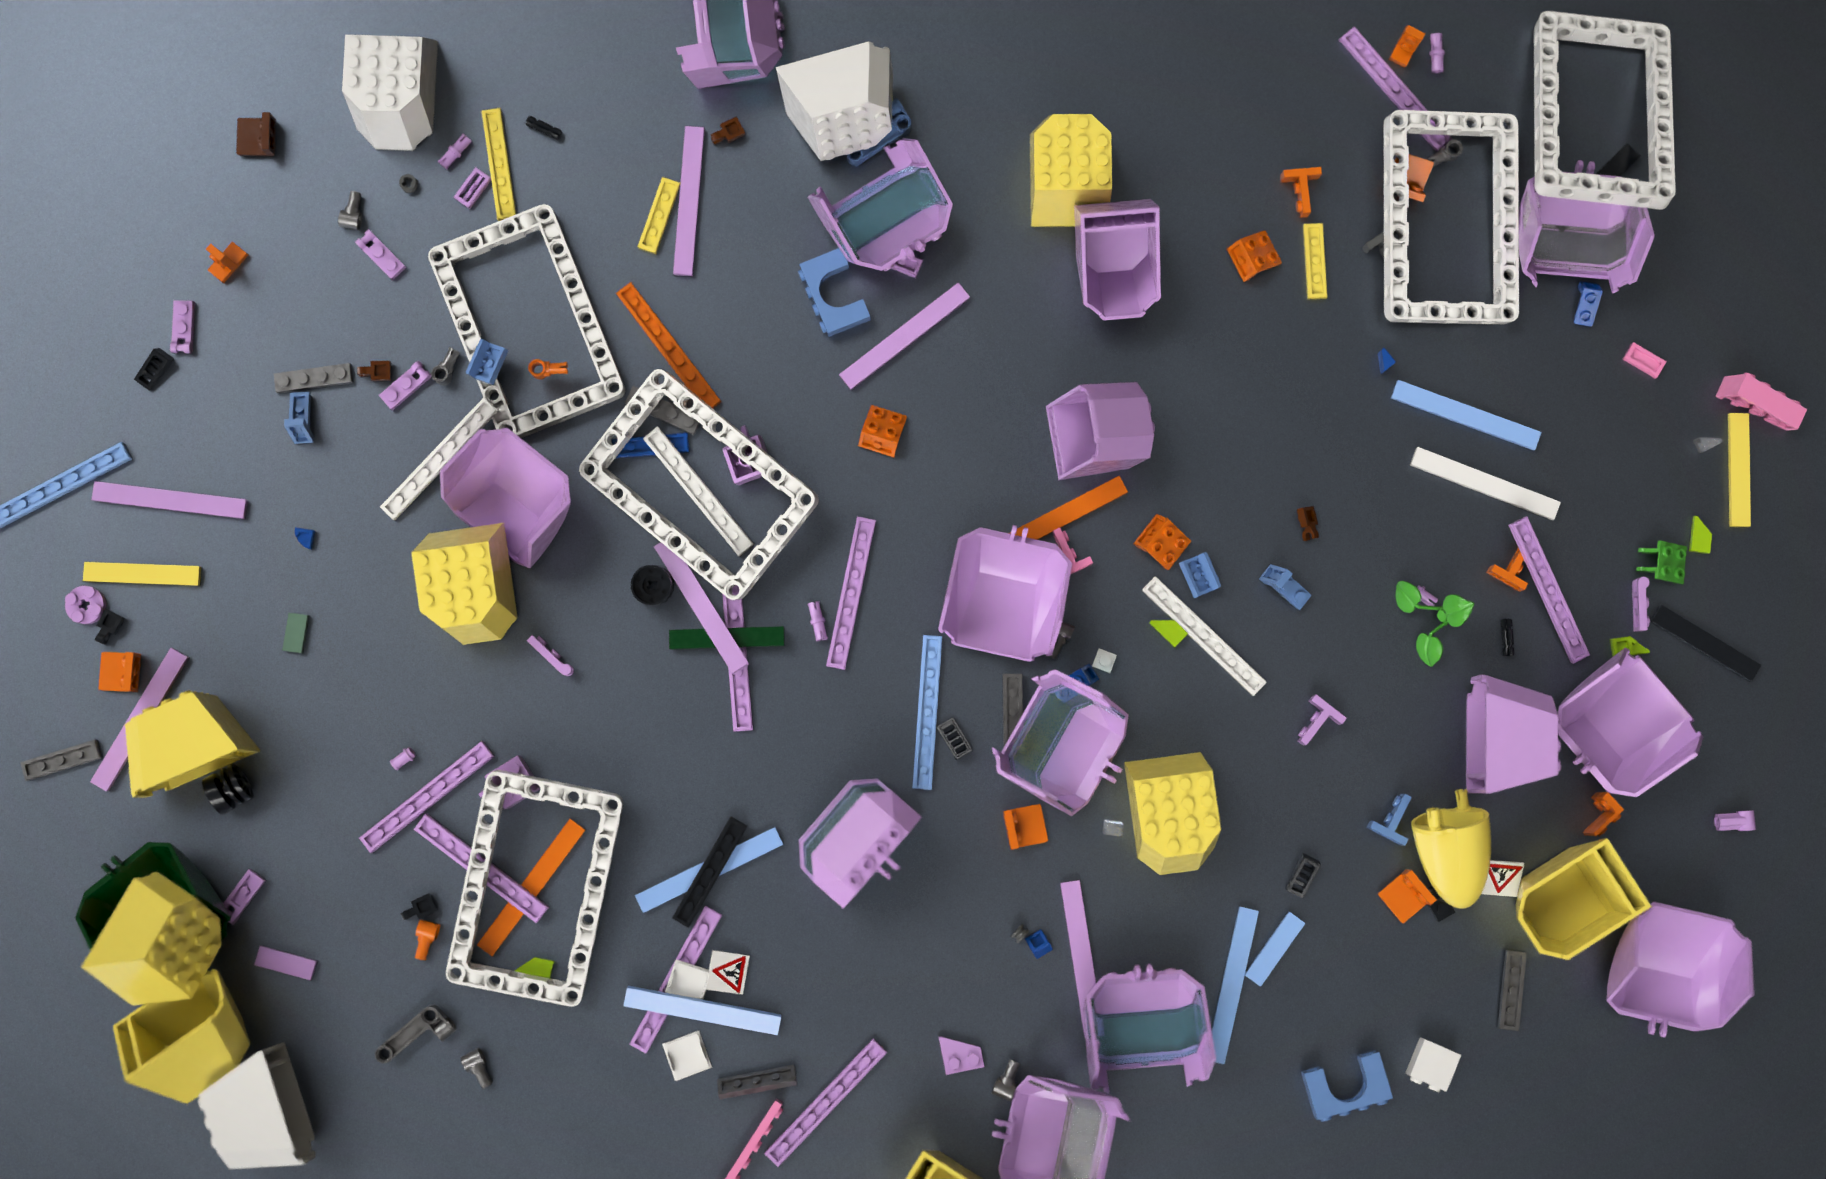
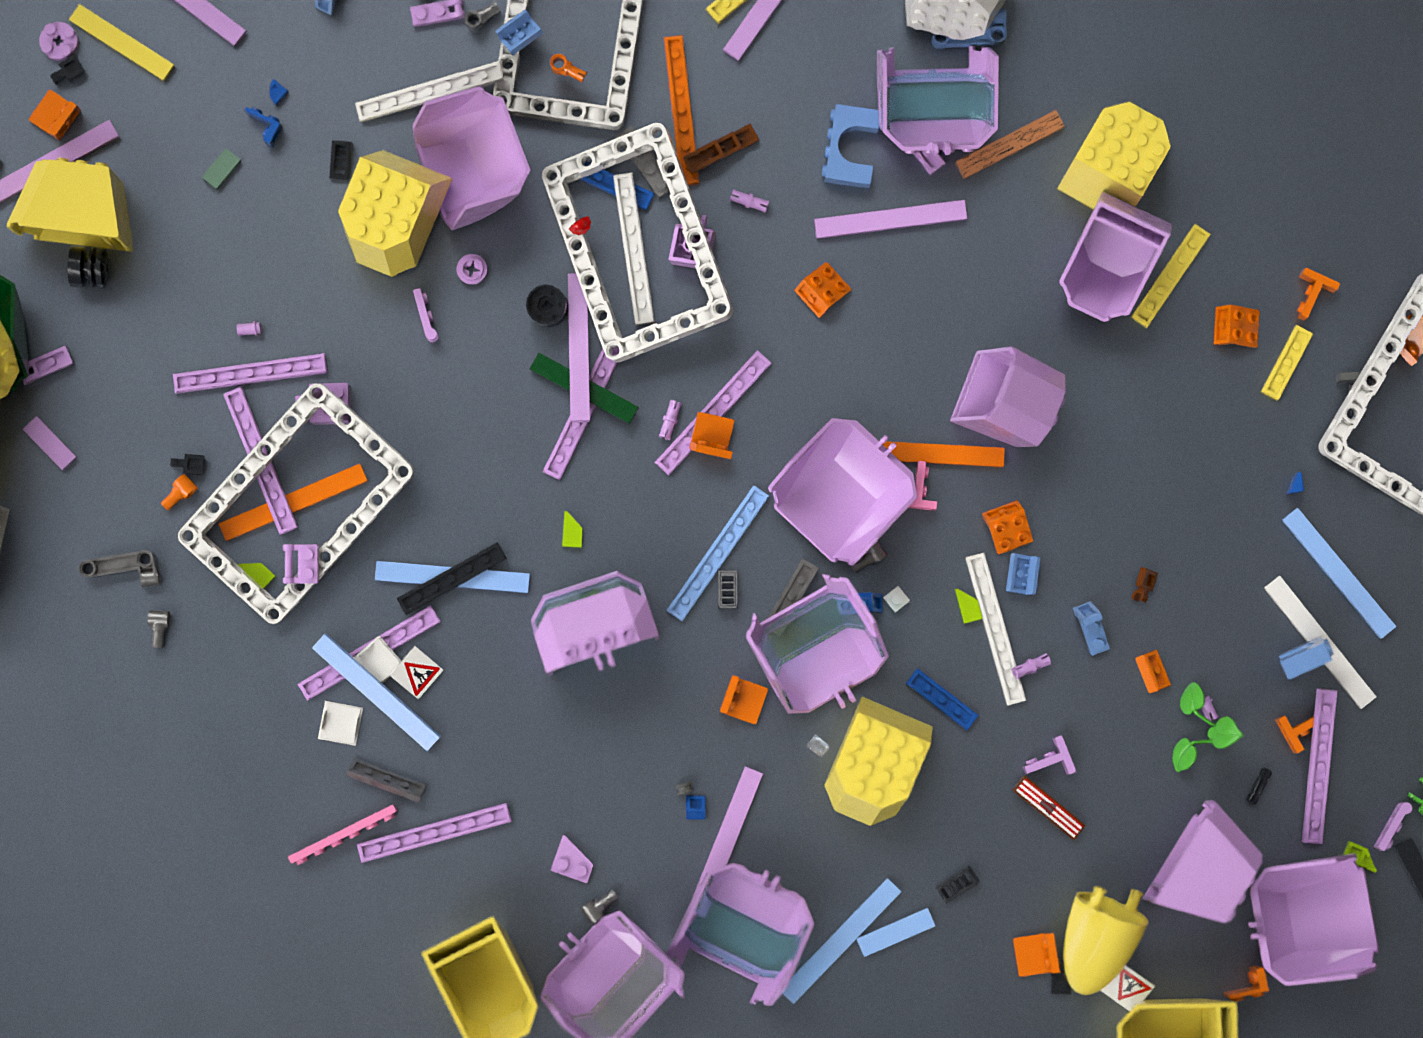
camera: 30 degrees right, 0 degrees up
(321, 576) = (270, 133): none -> blue bracket
(395, 546) = (335, 143): none -> black slope
(559, 588) = (467, 261): none -> lavender gear
(576, 936) = (307, 563): none -> lavender plate
(641, 499) = (580, 226): none -> red piece
(722, 360) = (721, 148): none -> reddish brown slope
(773, 391) = (749, 200): none -> lavender pin
(790, 768) = (571, 532): none -> lime tile
(862, 613) = (712, 435): none -> orange bracket
(968, 212) = (1010, 144): none -> nougat tile
(1172, 244) = (1170, 275): none -> light yellow tile
(1194, 723) = (942, 699): none -> blue tile
(1254, 650) = (1031, 666): none -> lavender pin
(1341, 763) = (1048, 807): none -> slope
(1359, 592) = (1152, 671): none -> orange slope
(1392, 820) = (1062, 883): medium blue bracket -> none
(1485, 503) = (1306, 657): none -> medium blue arch

